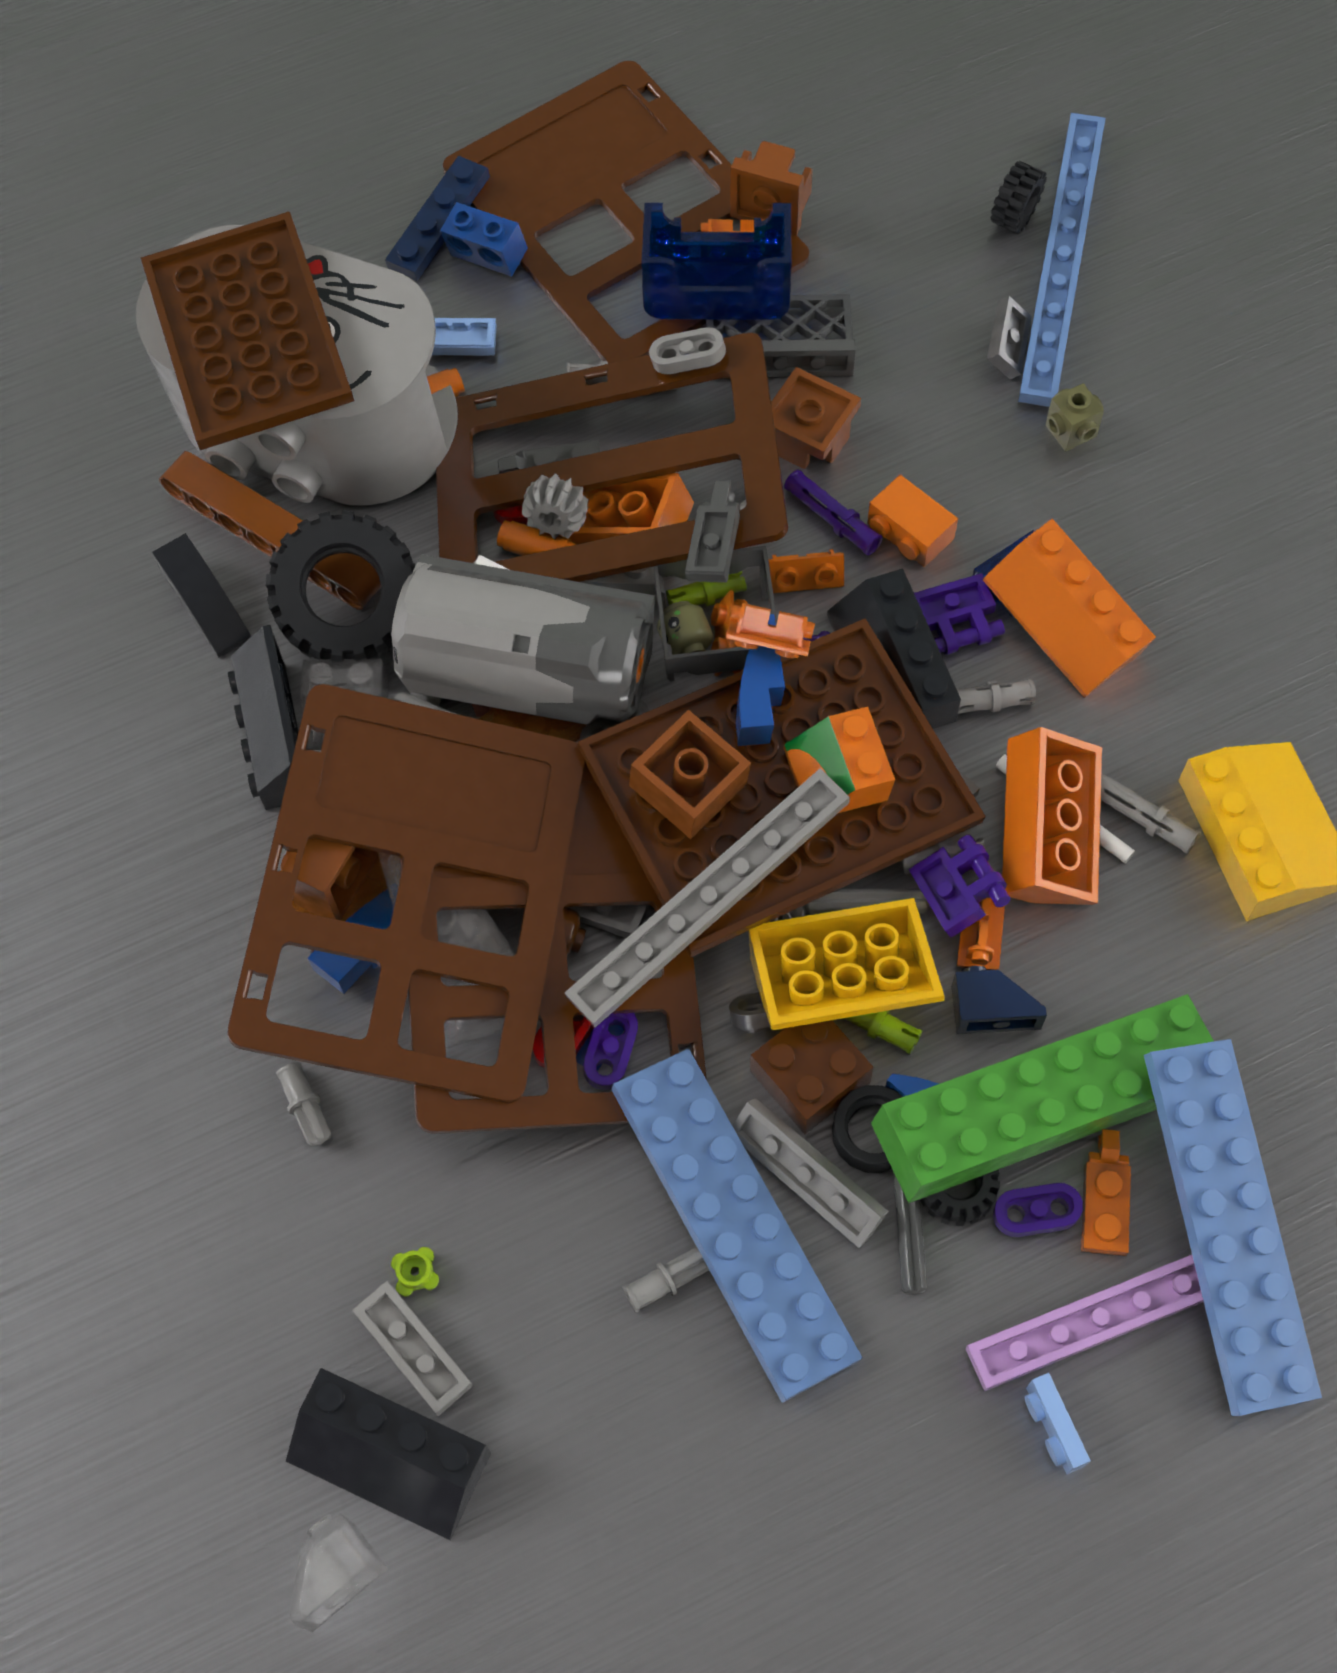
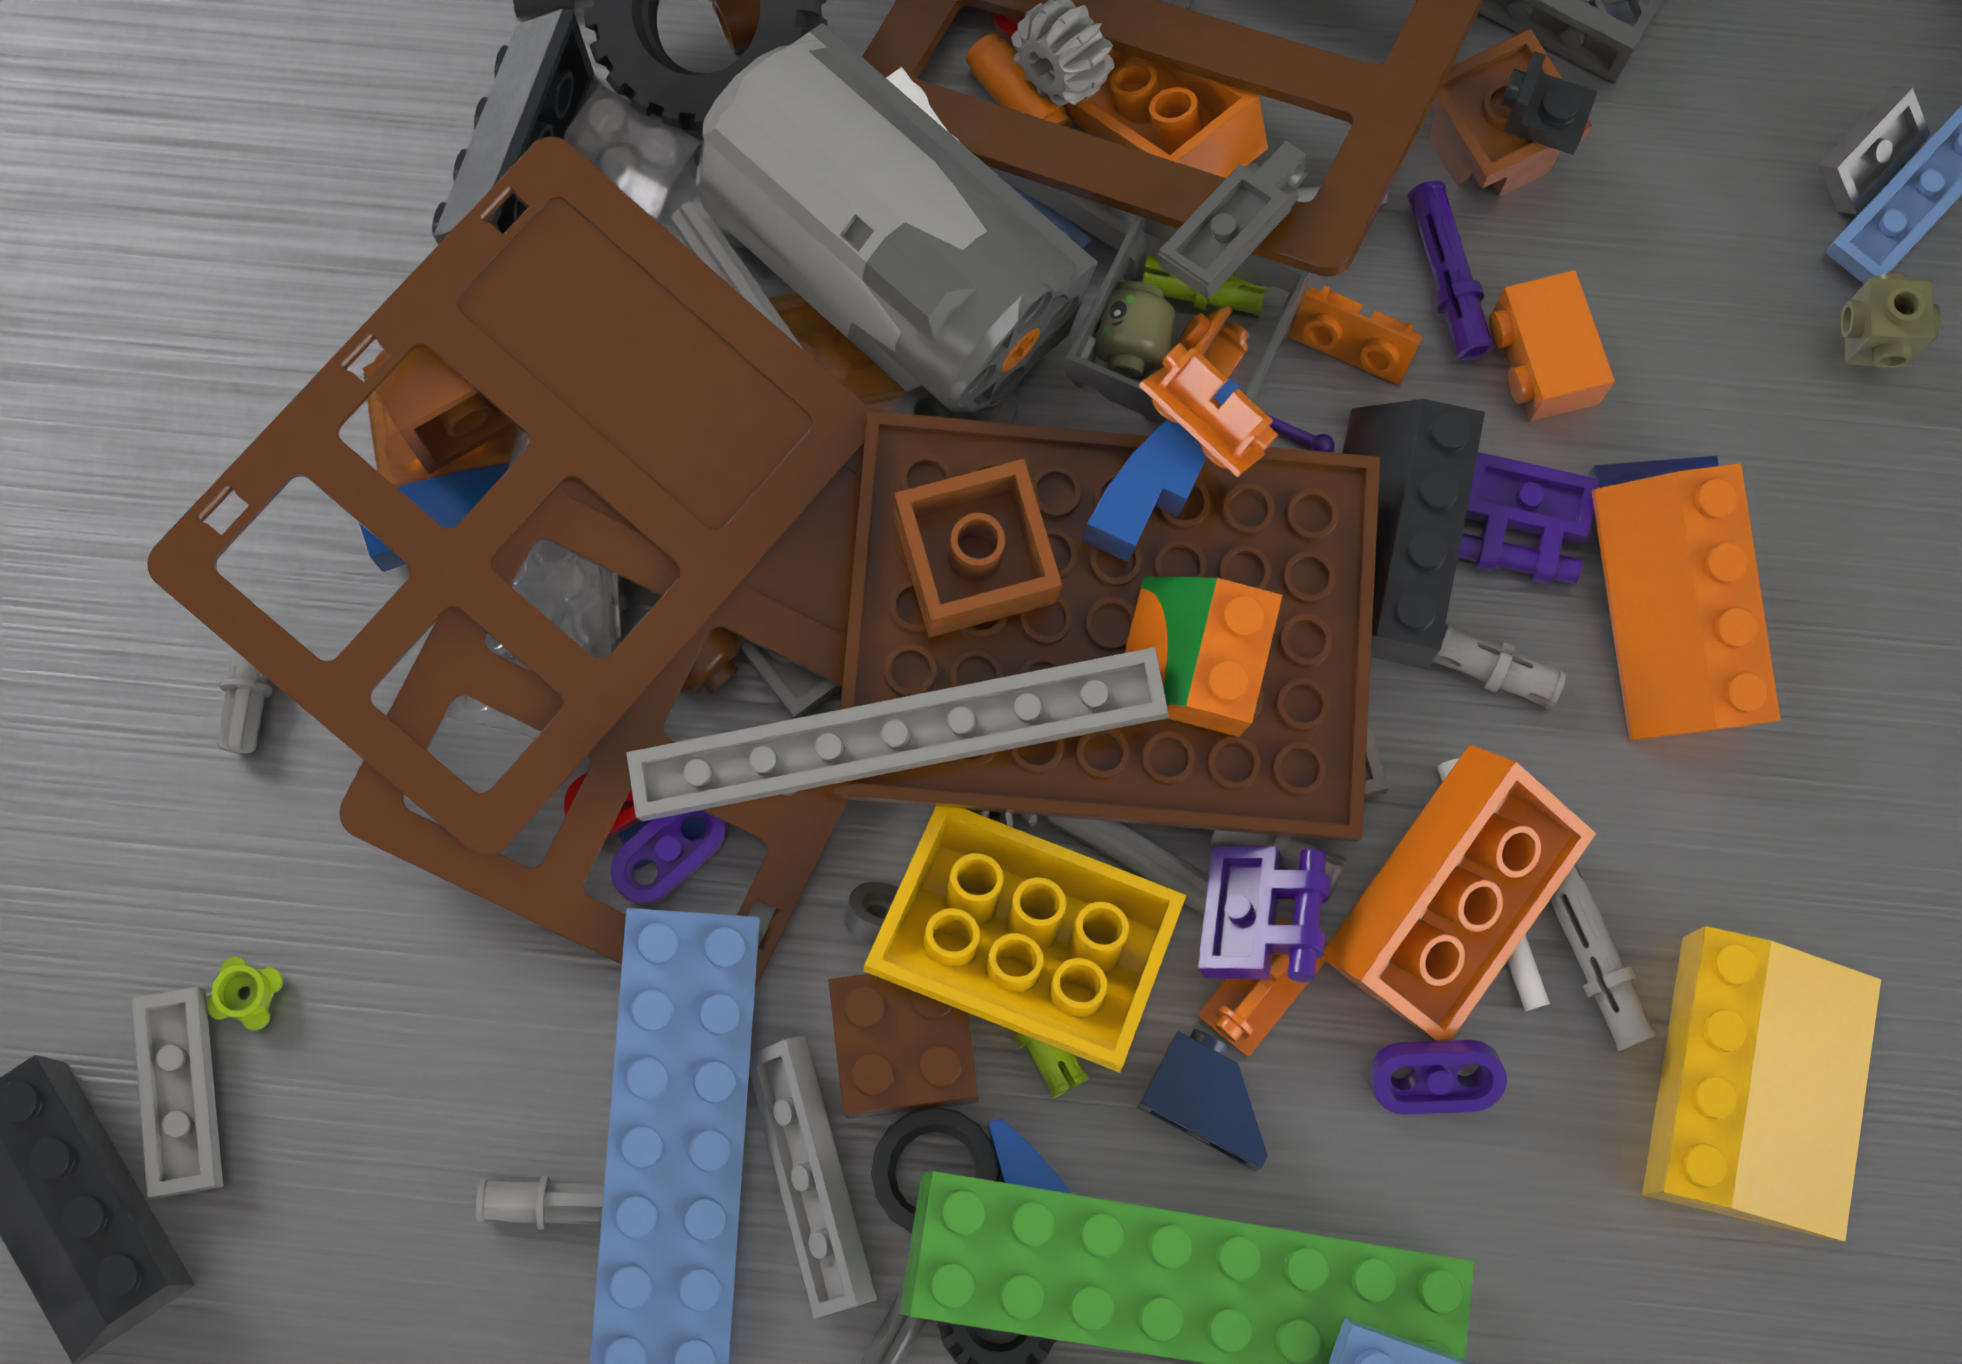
camera: 30 degrees right, 10 degrees up
(832, 400) = (1546, 107): none -> black bracket
(1101, 921) = (1434, 1078): none -> dark purple plate

